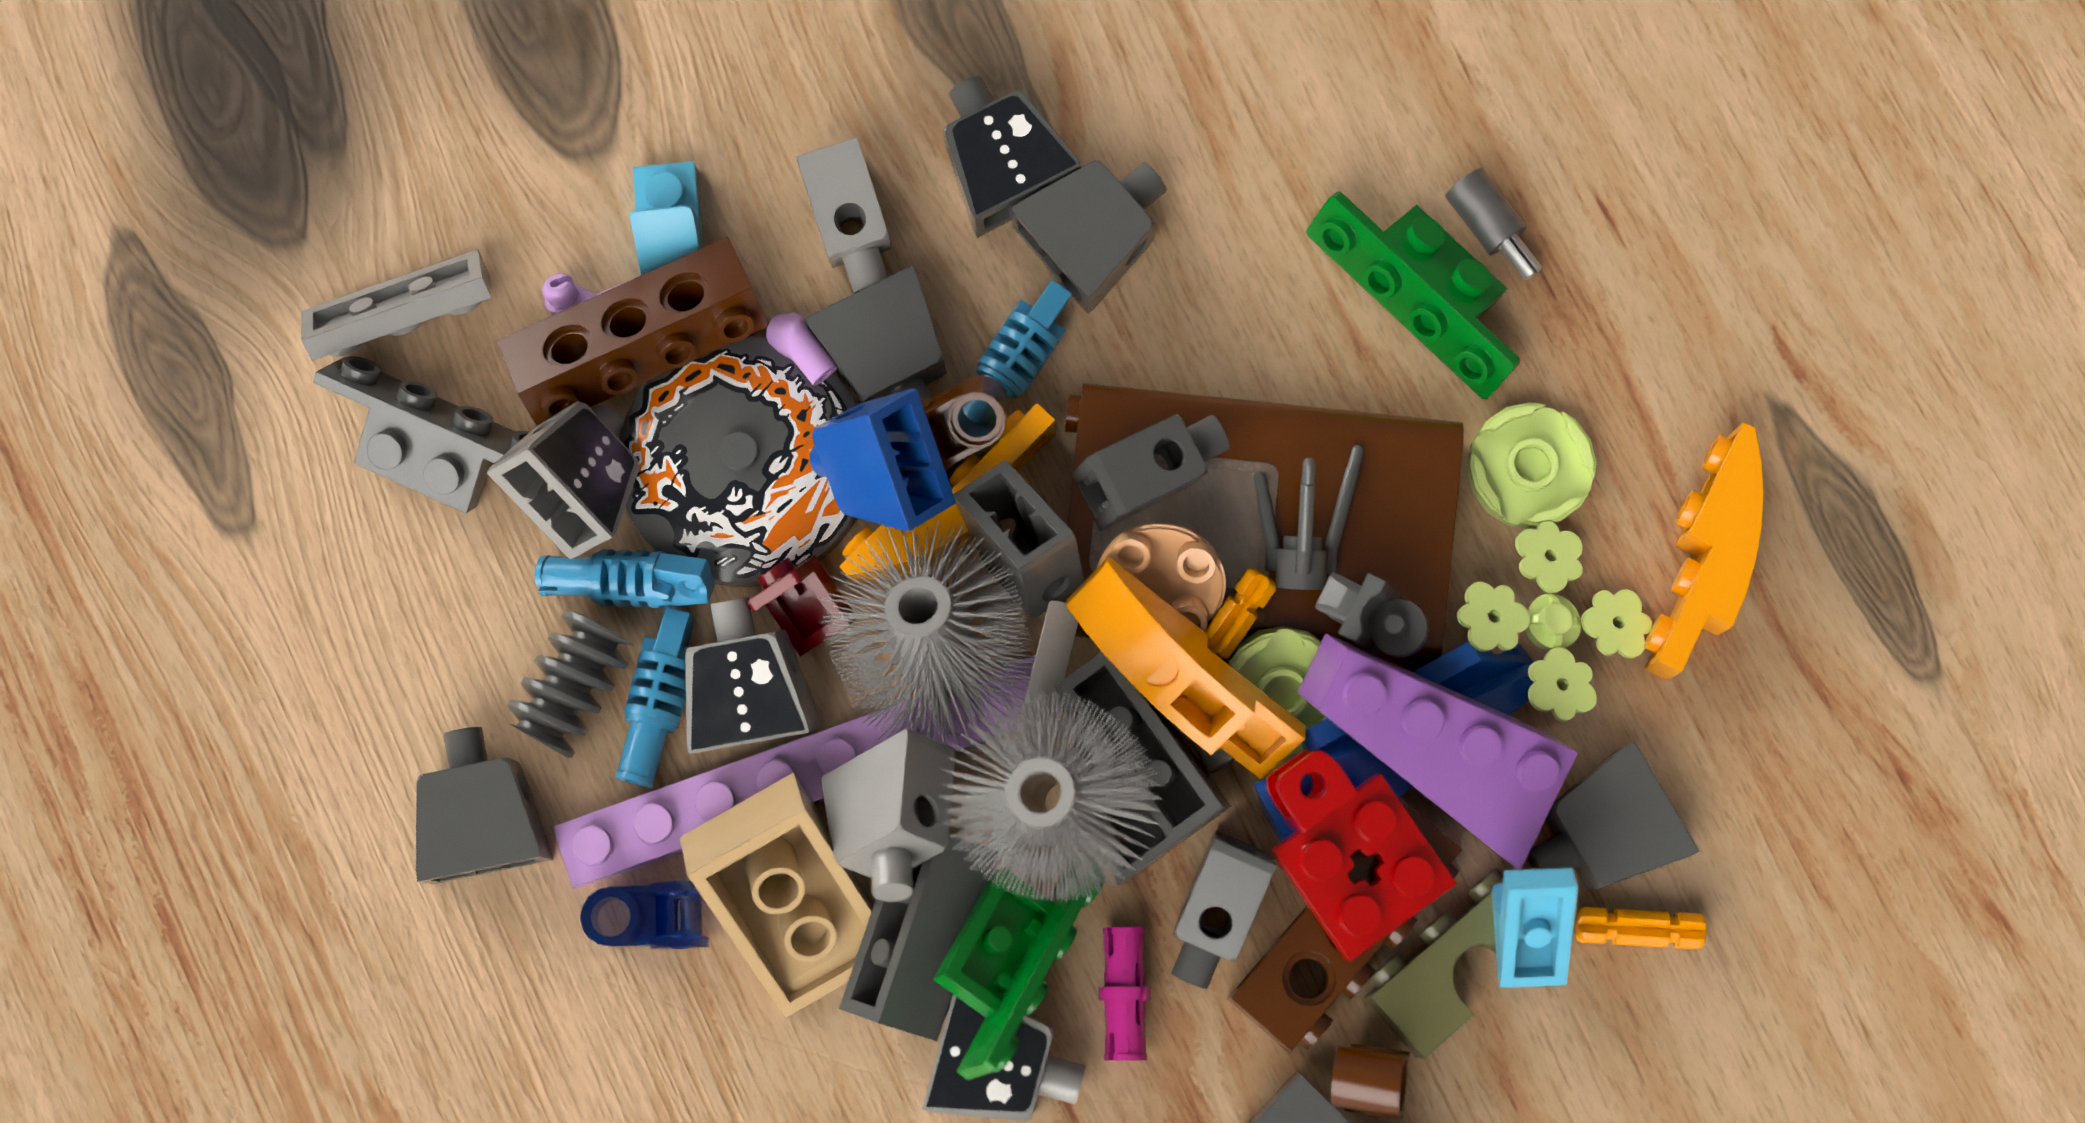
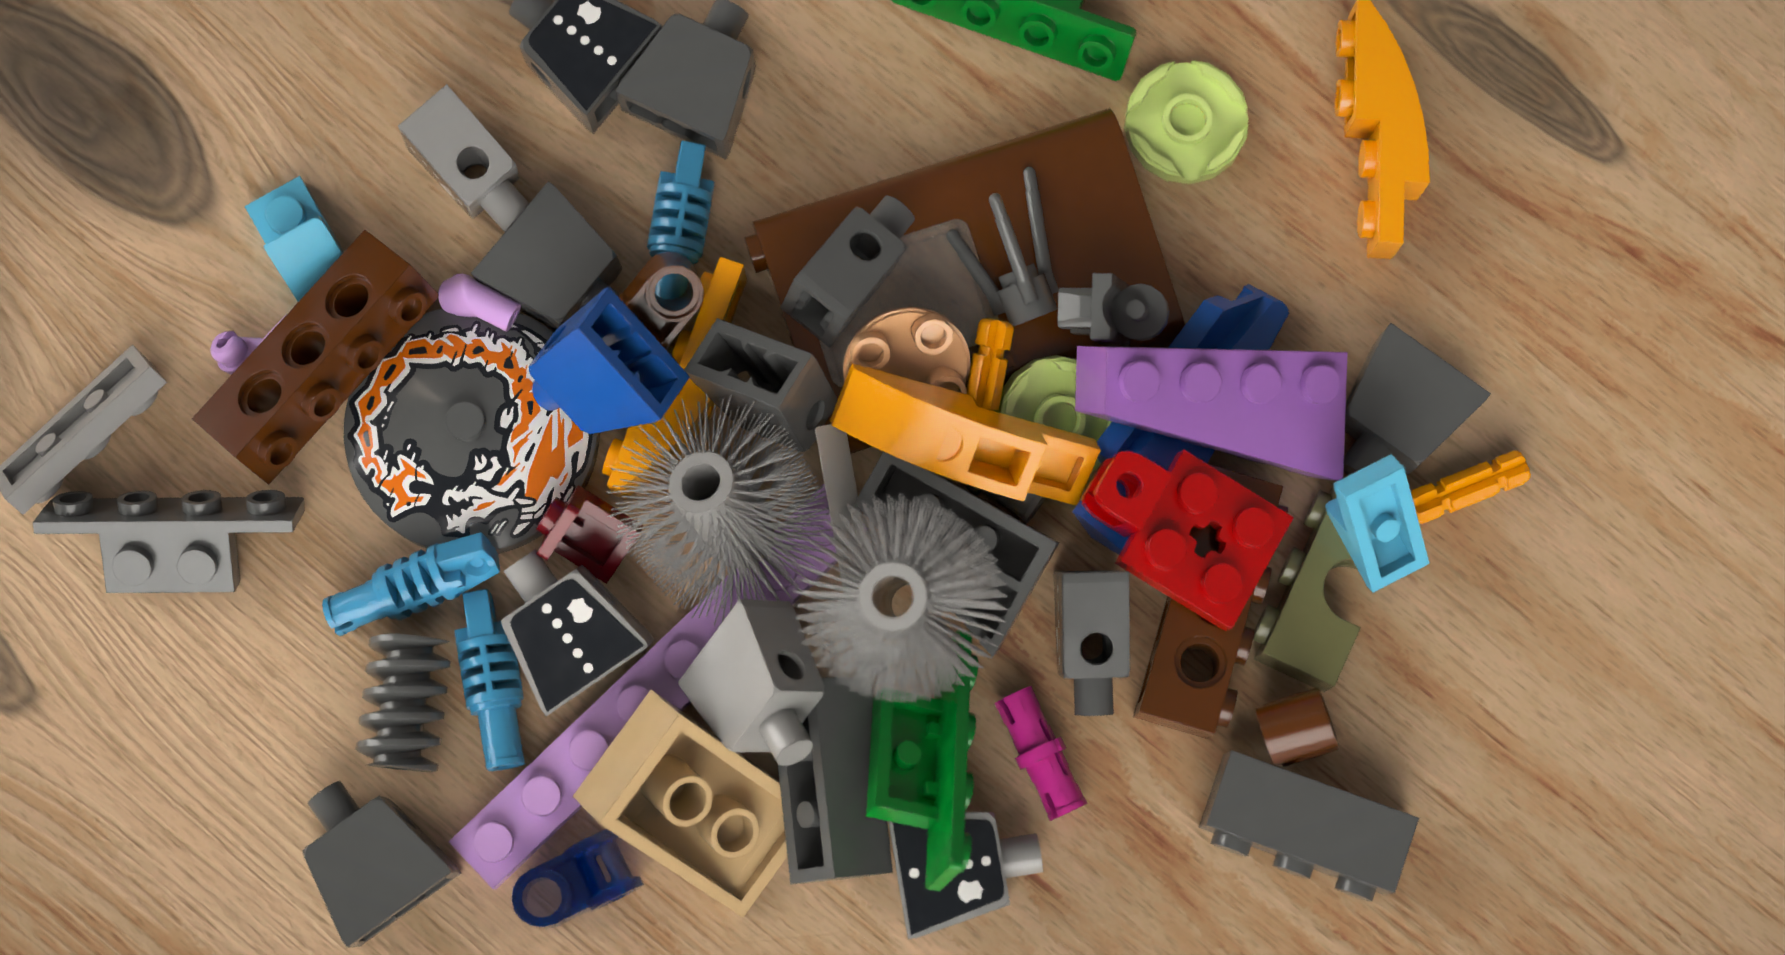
camera: 30 degrees left, 0 degrees up
(571, 476) = (320, 512): torso -> none
(1554, 621) = (1270, 249): yellowish green plant -> none

